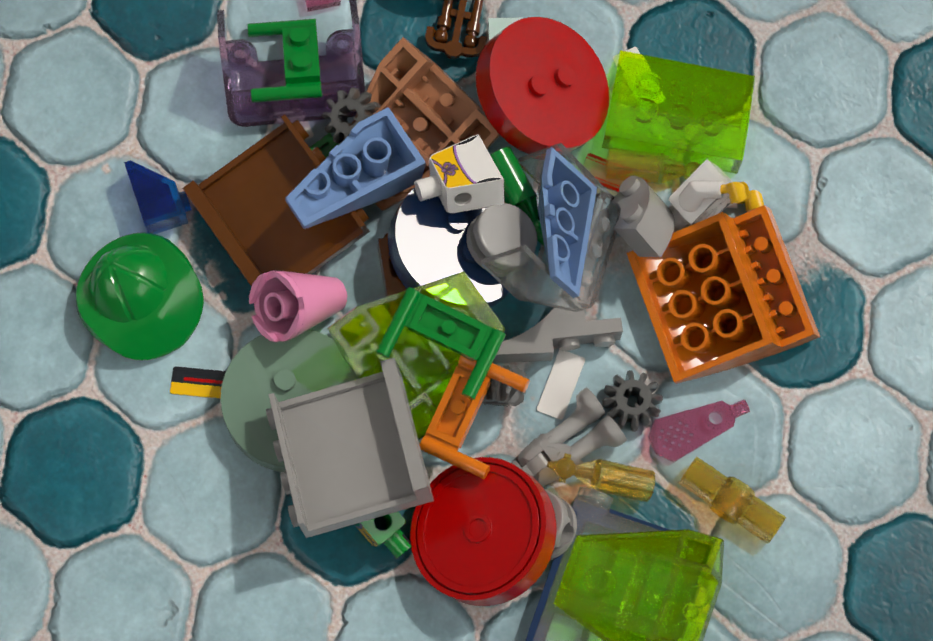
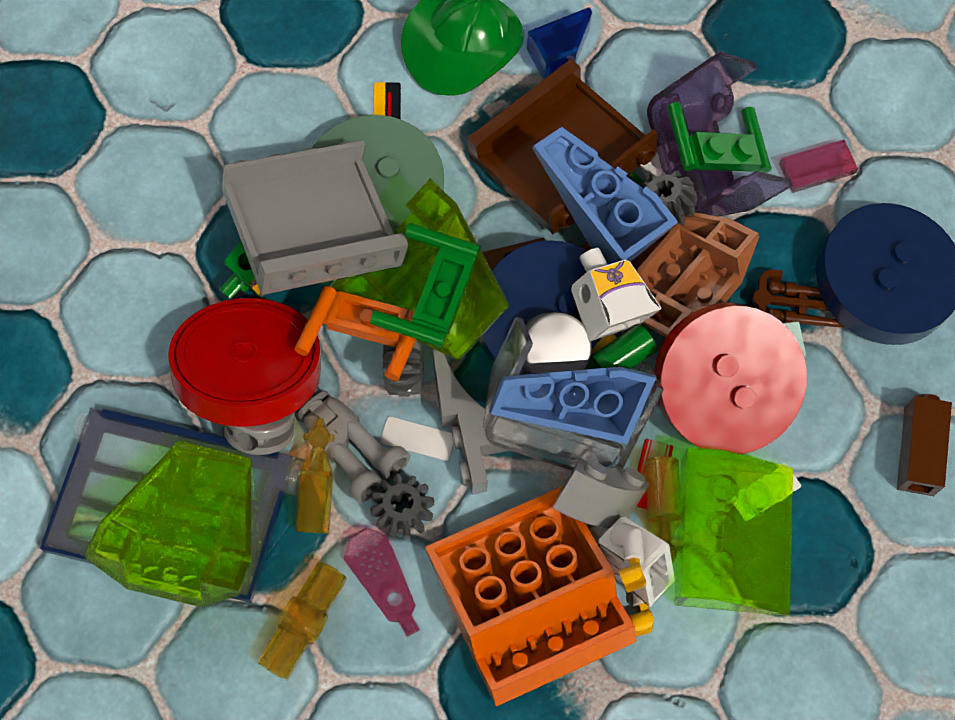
camera: 85 degrees right, 5 degrees down
(294, 302) = (466, 168): bright pink cone -> none

